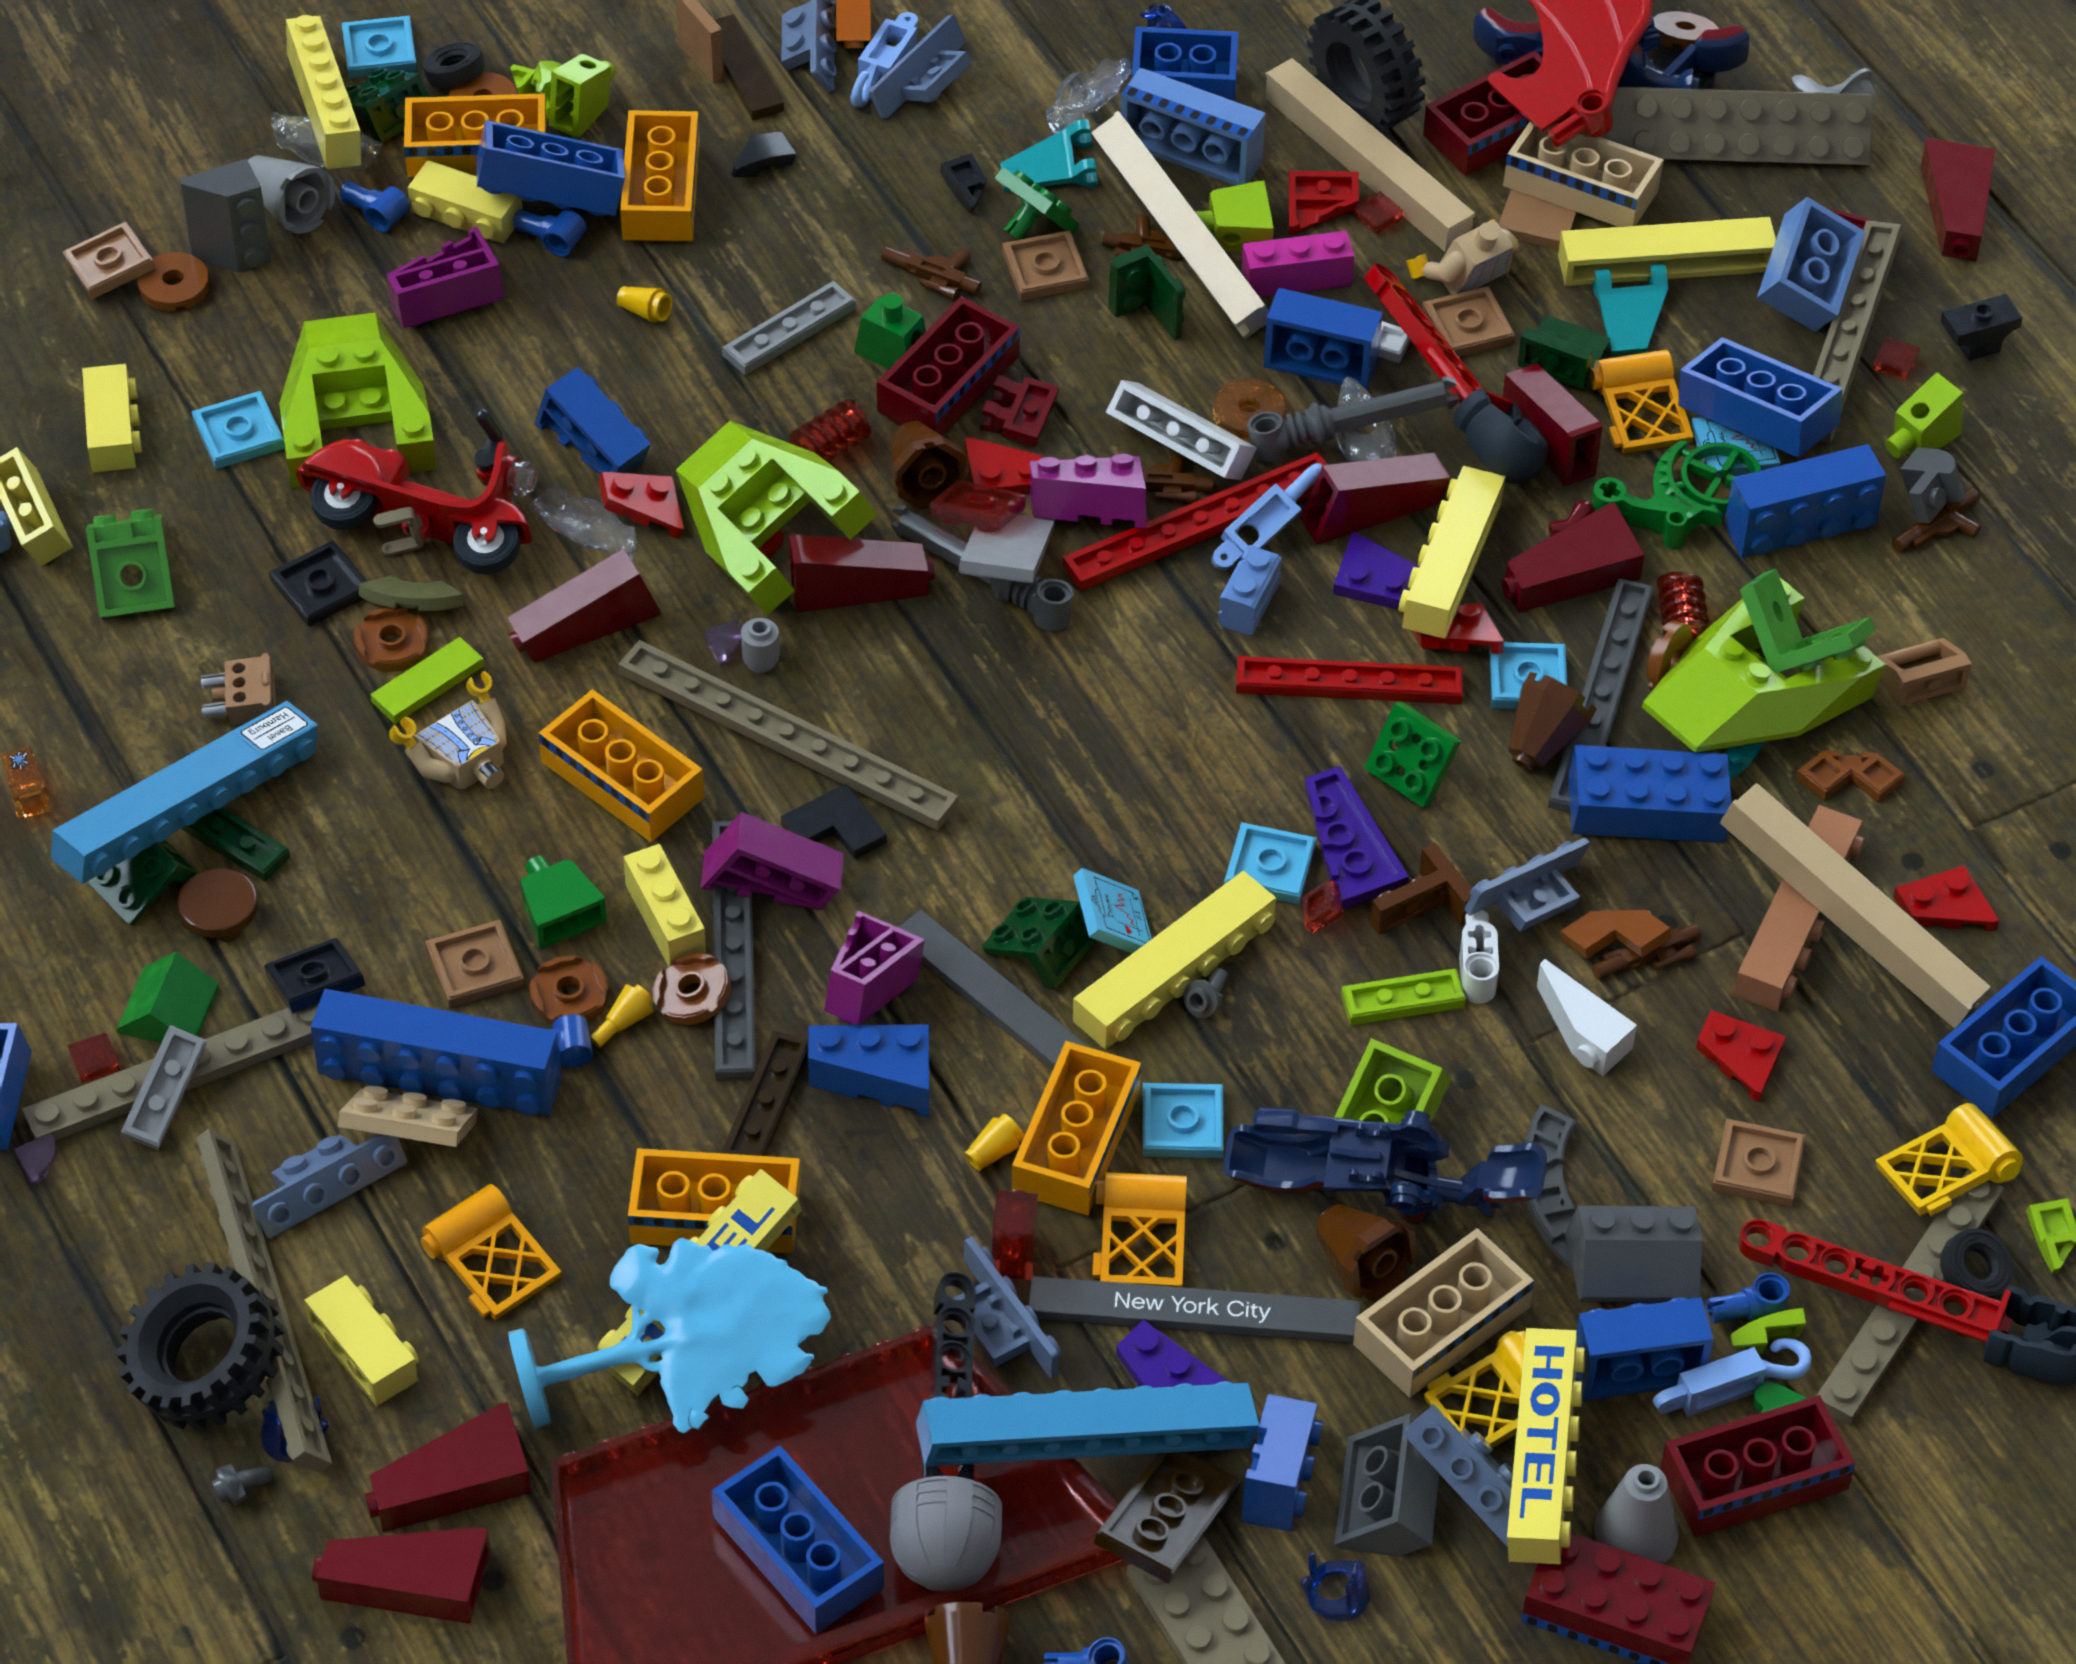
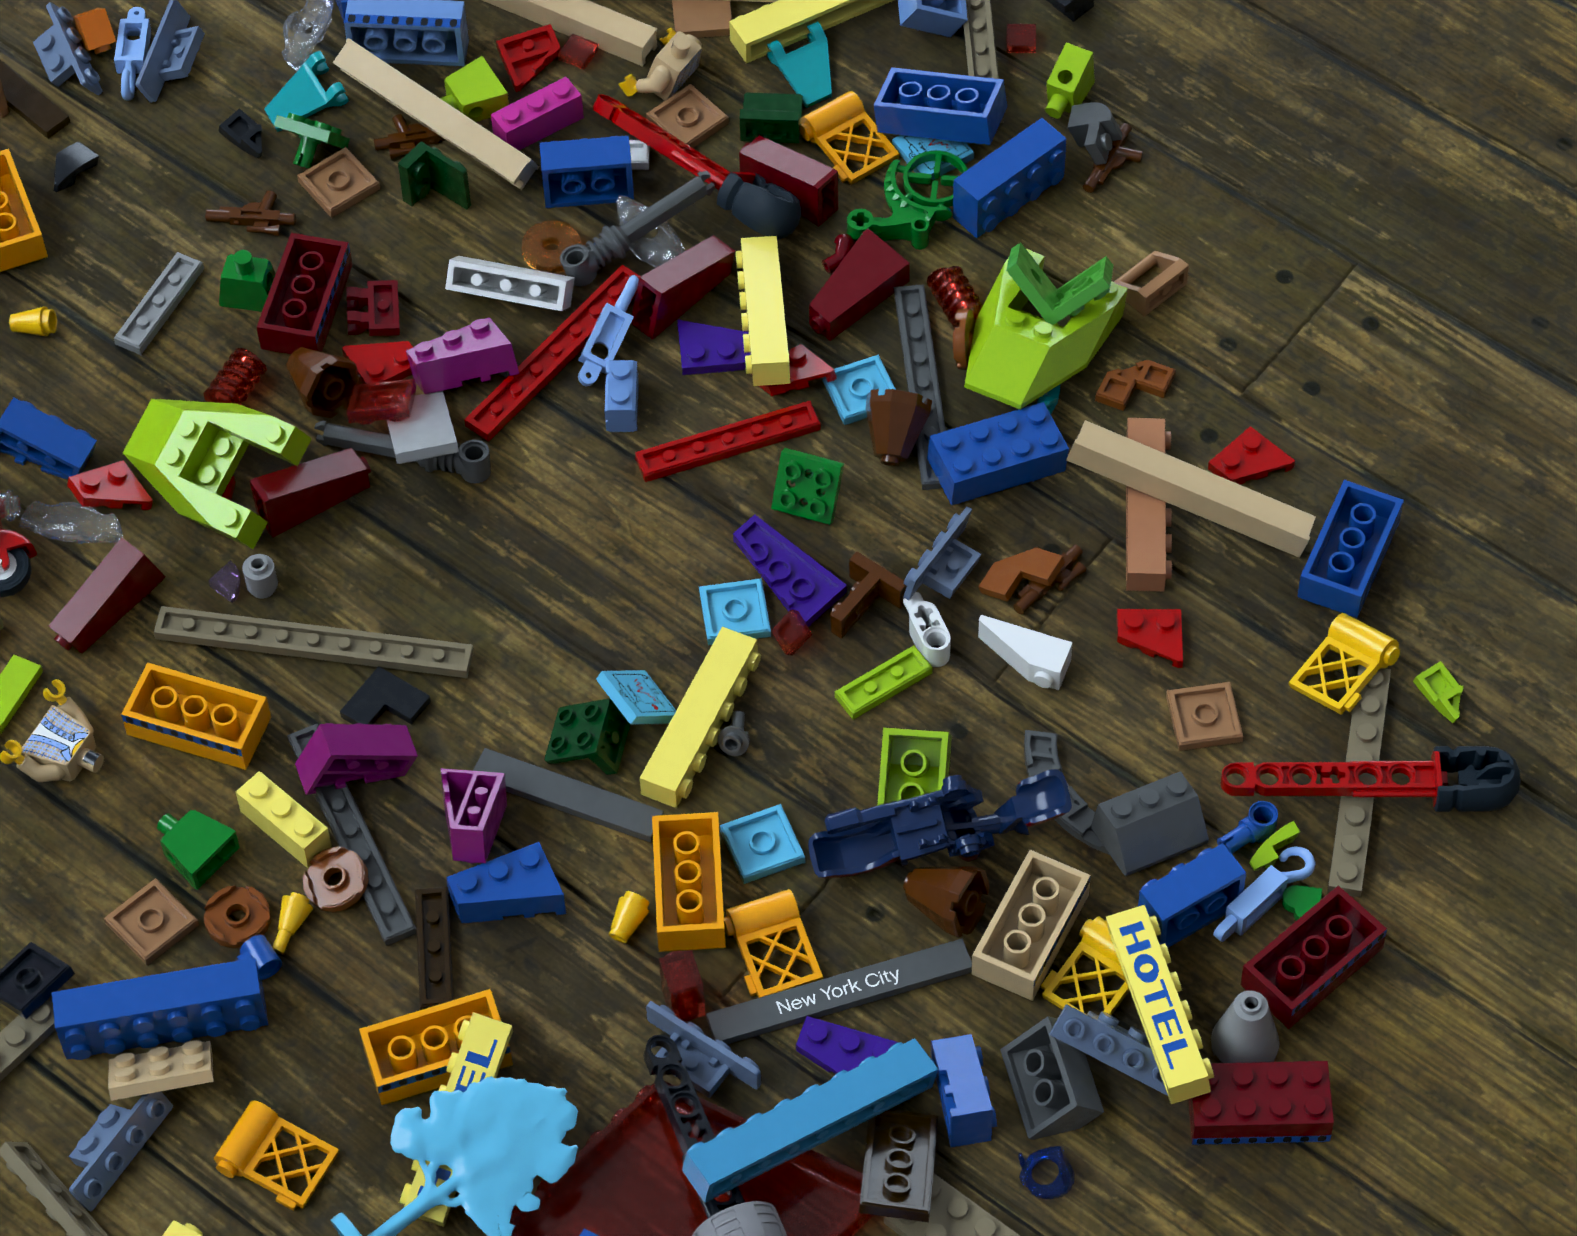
camera: 20 degrees left, 5 degrees up
(1172, 484) = (522, 328): reddish brown piece -> none
(1993, 1252) = (1406, 723): black tyre -> none

